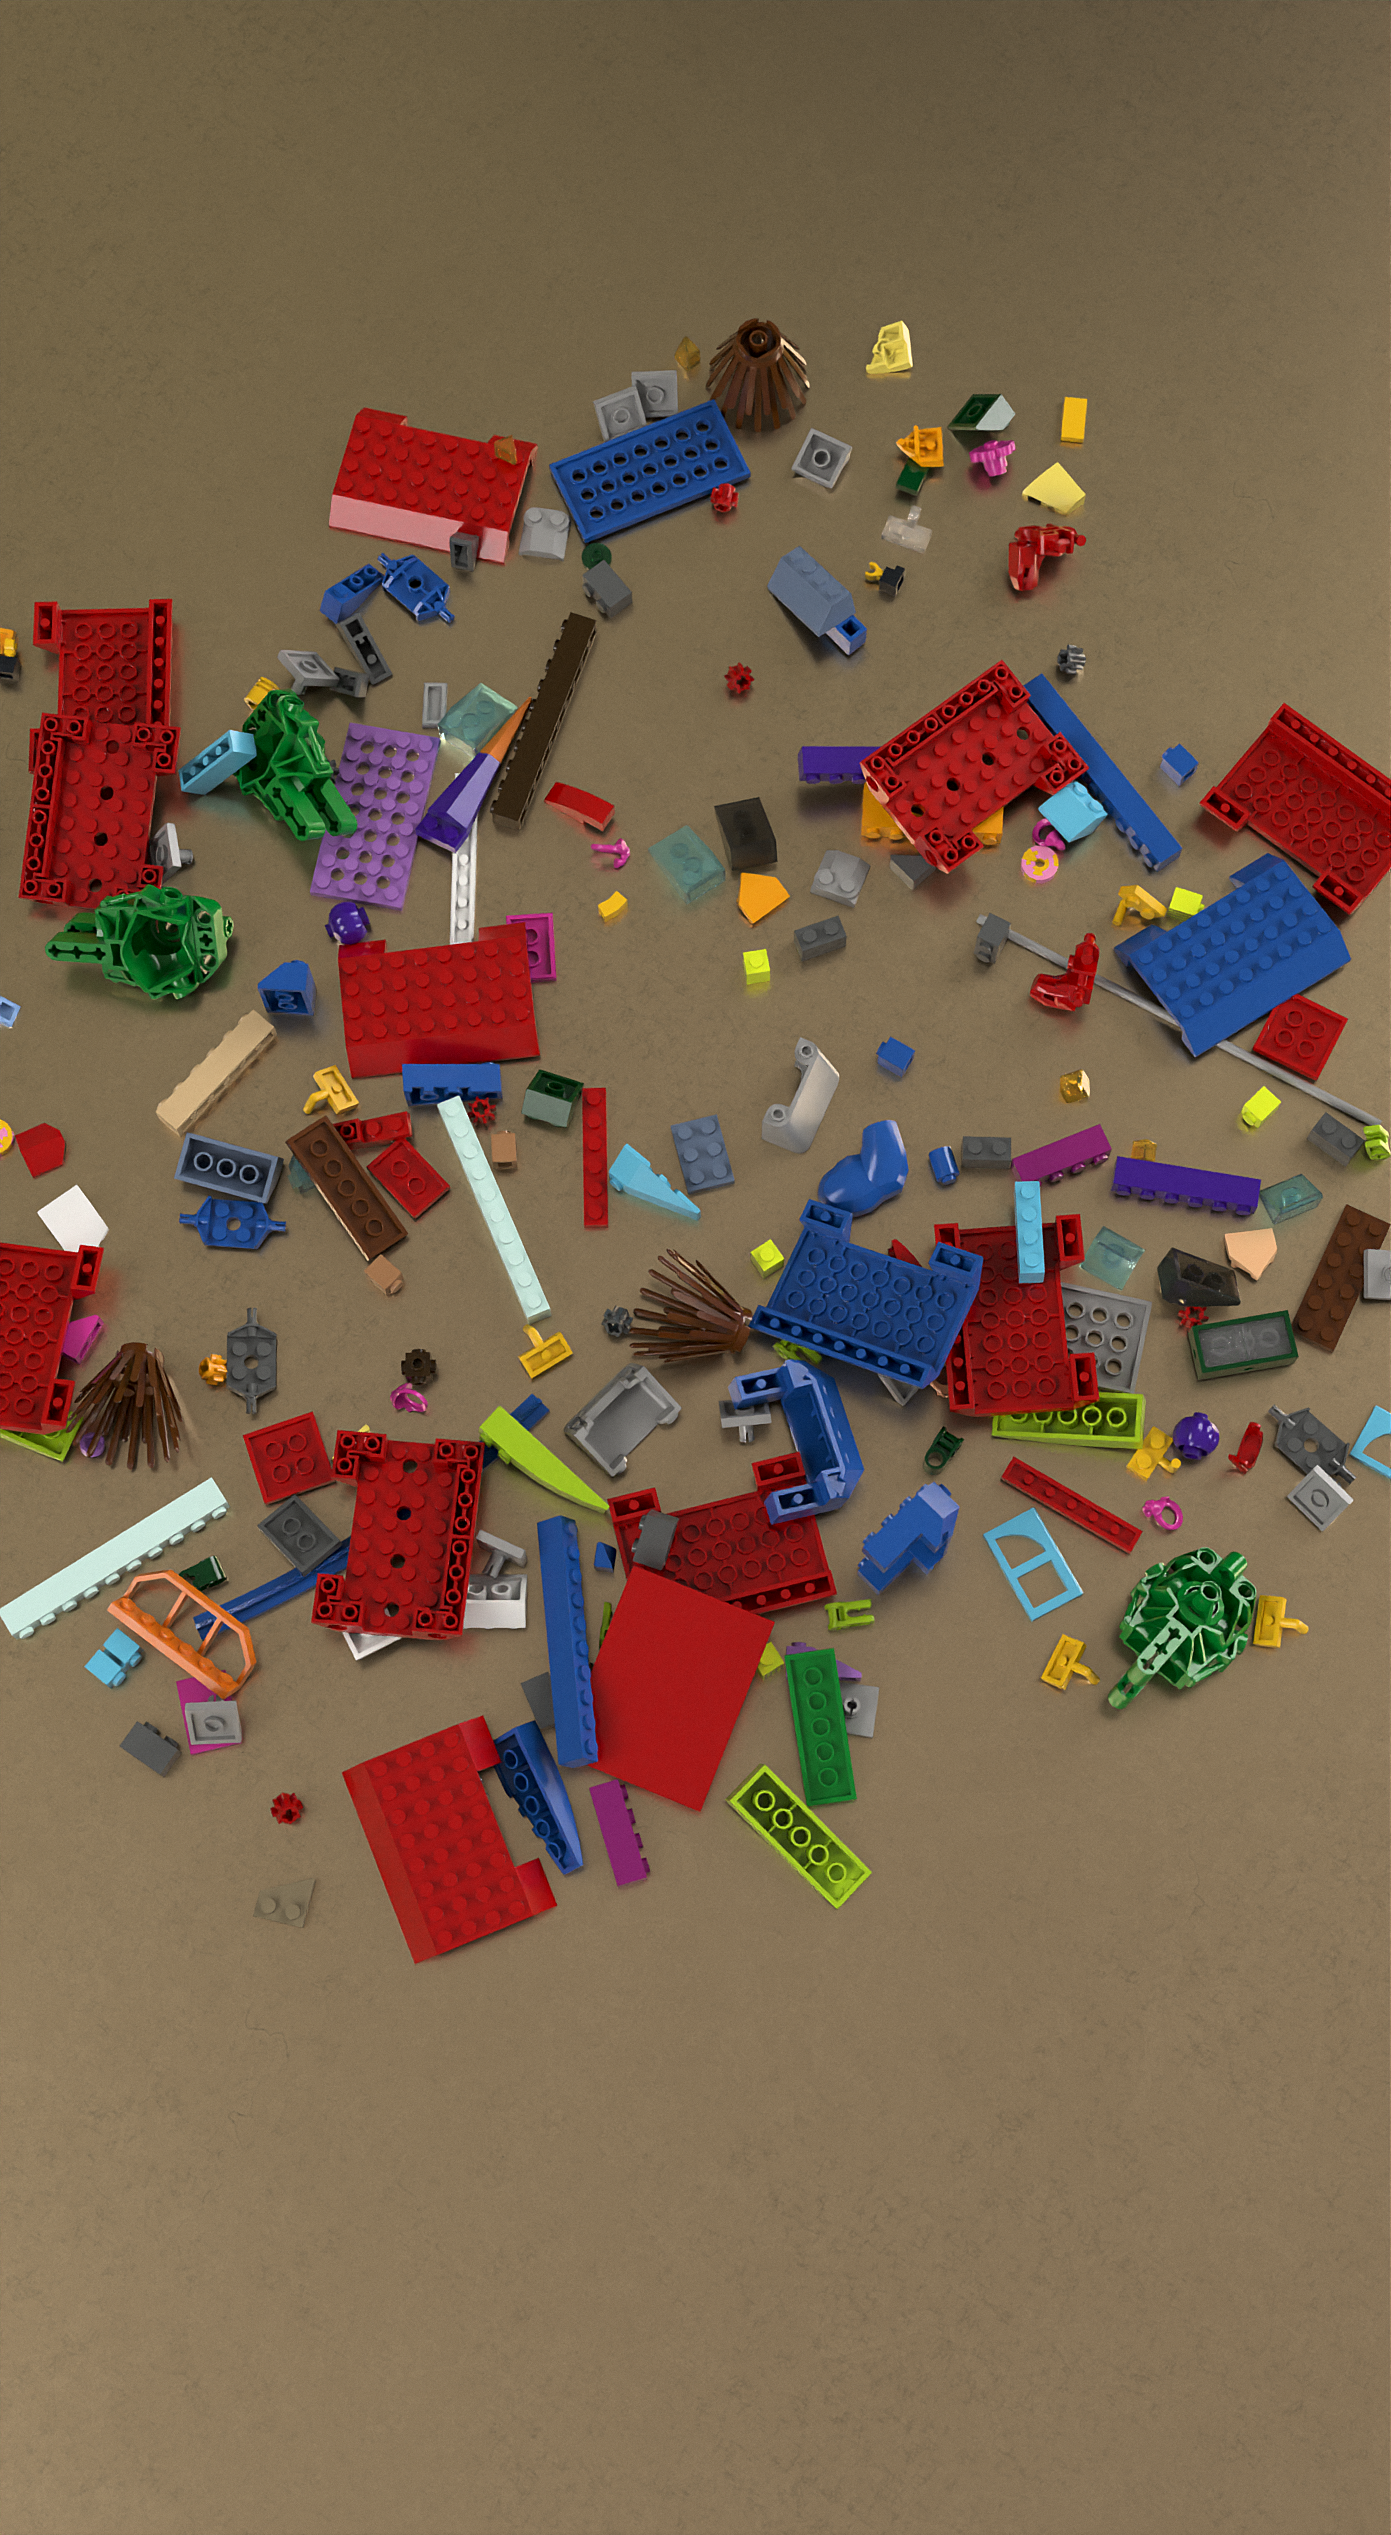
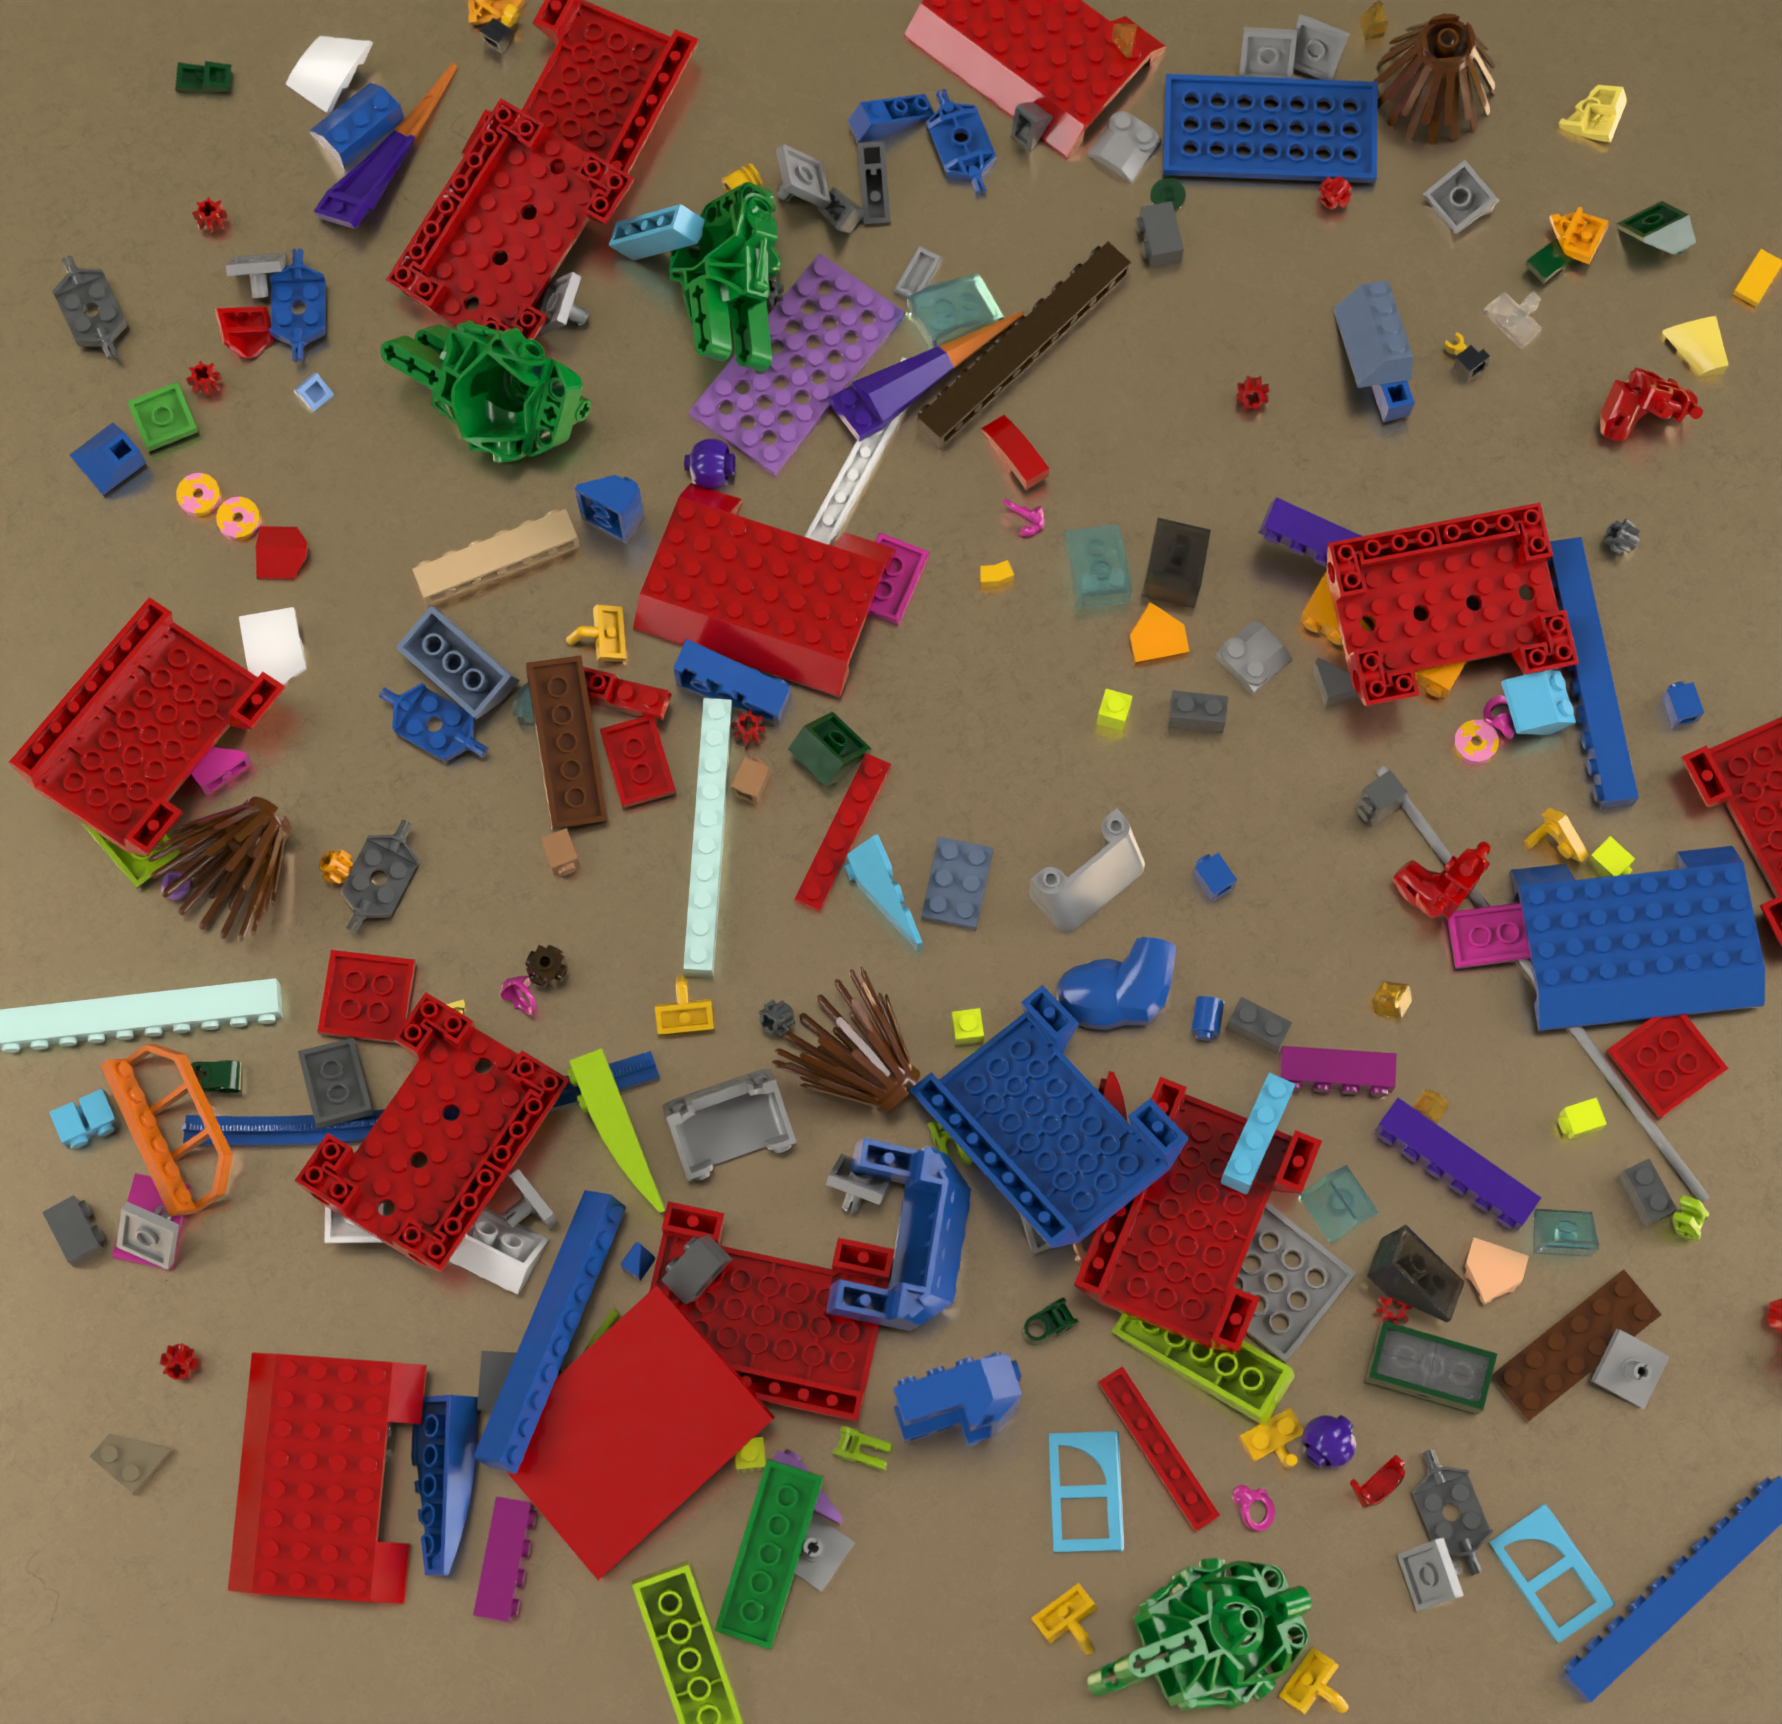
camera: 25 degrees right, 0 degrees up
(993, 455) = (1648, 277): dark pink plant -> none
(1122, 1004) = (1488, 936): none -> dark pink tile

